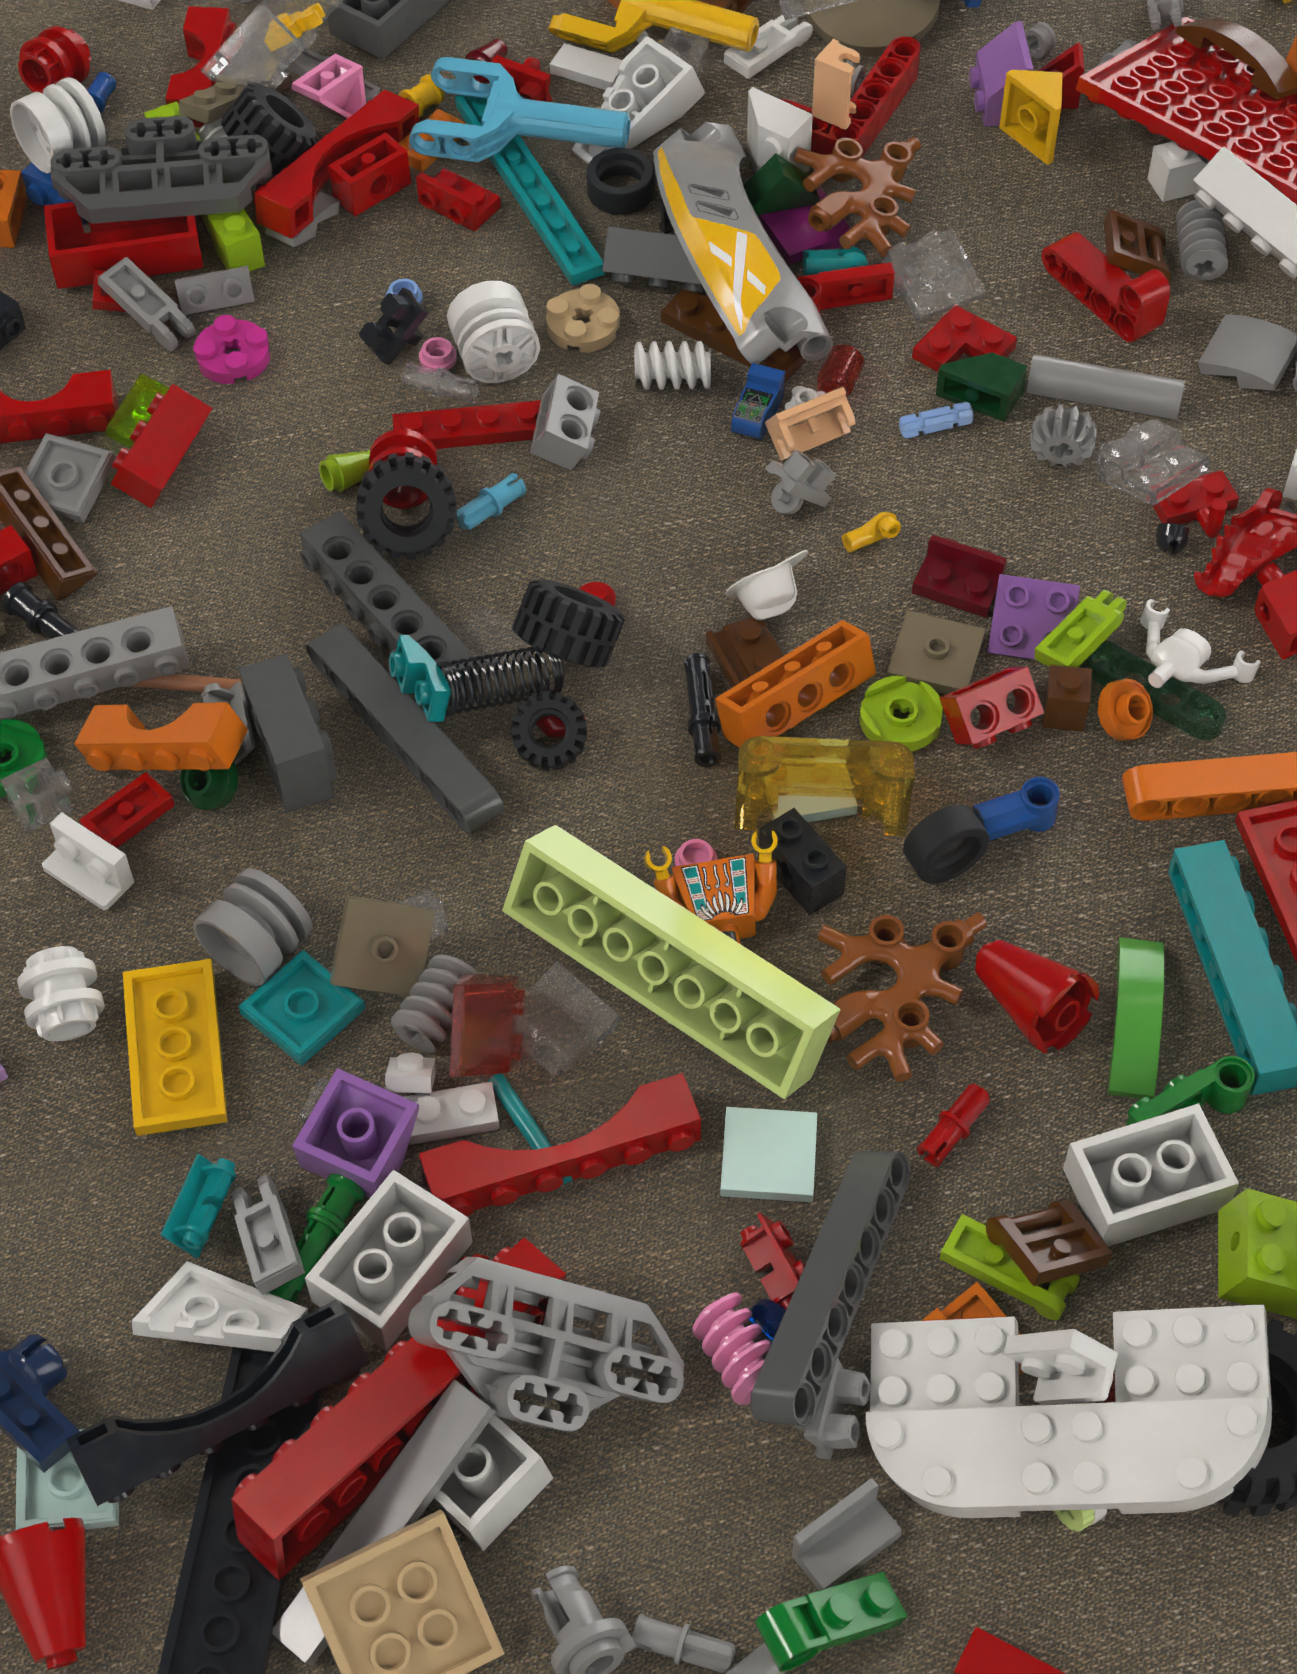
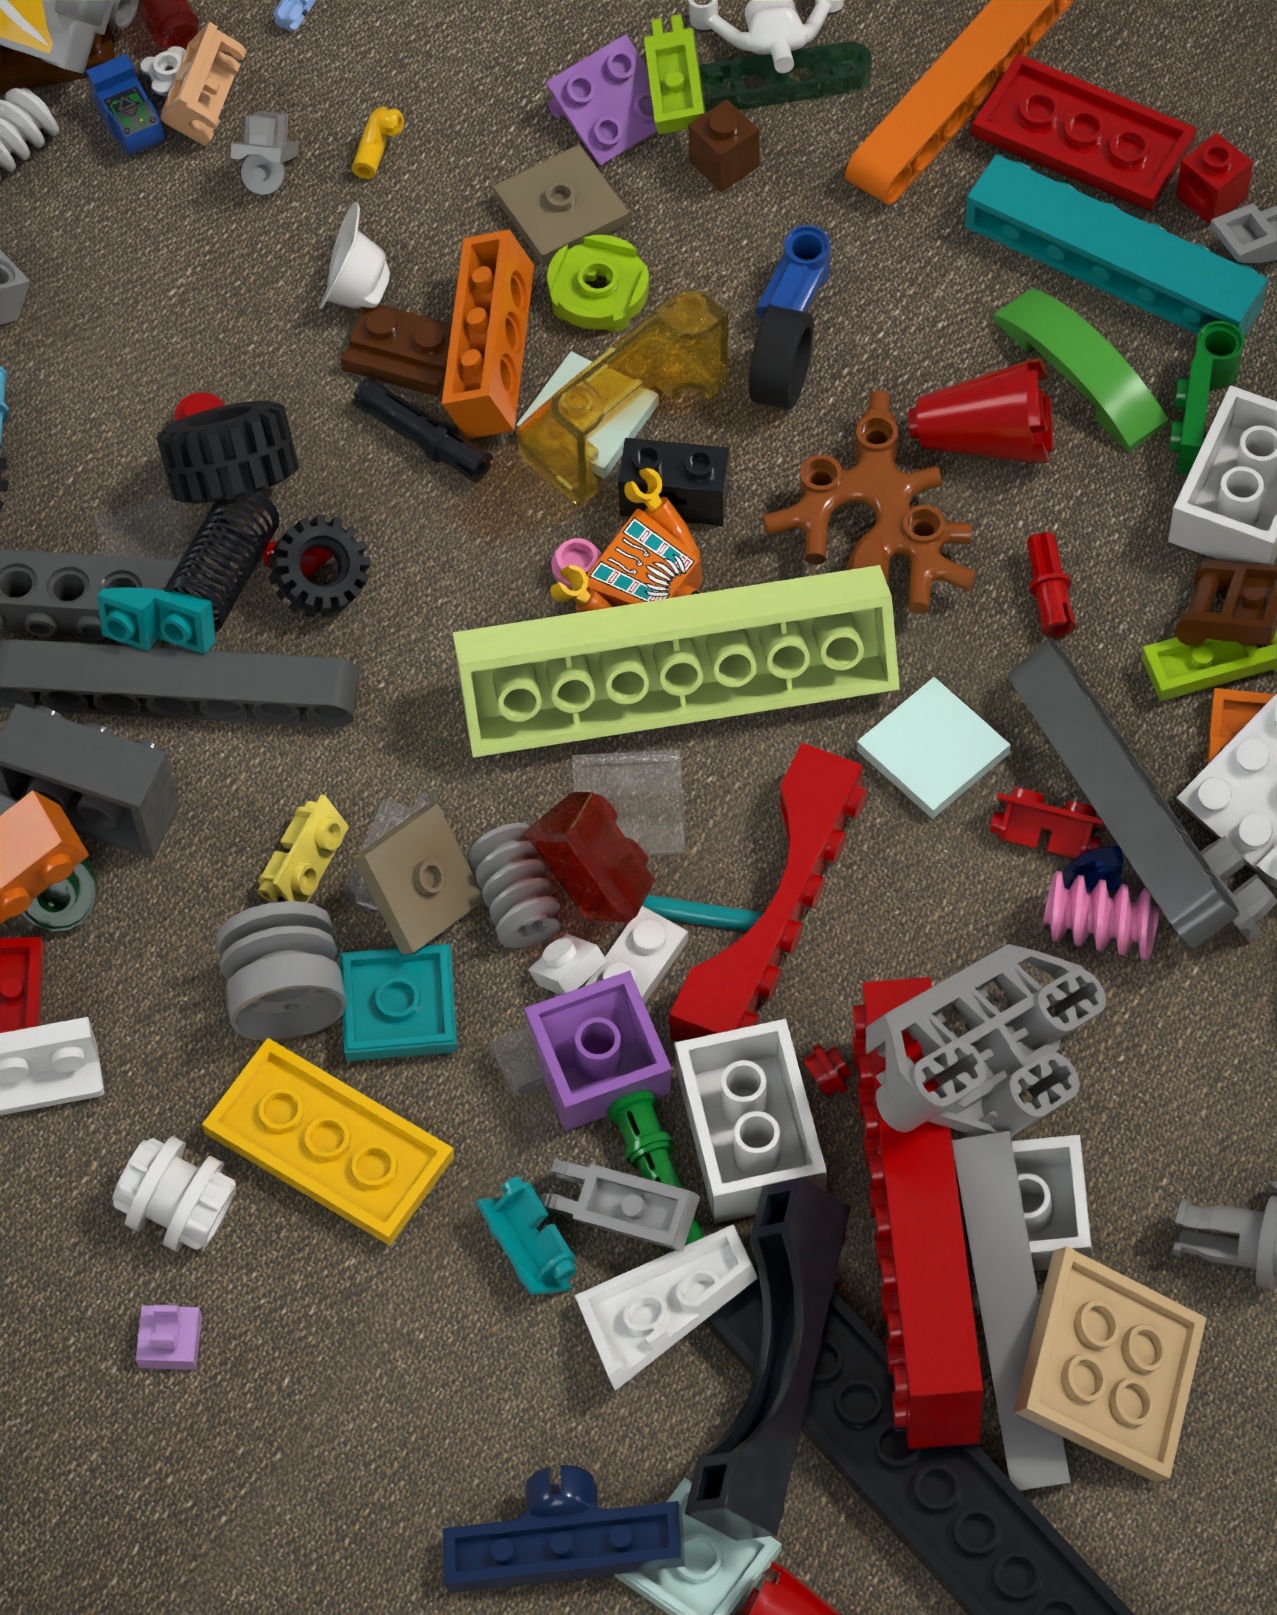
camera: 45 degrees left, 5 degrees up
(363, 879) = (313, 840): none -> light yellow hinge
(959, 576) = (501, 116): dark red bracket -> none
(990, 699) = (673, 206): red brick -> none
(1125, 709) = (783, 114): orange plate -> none

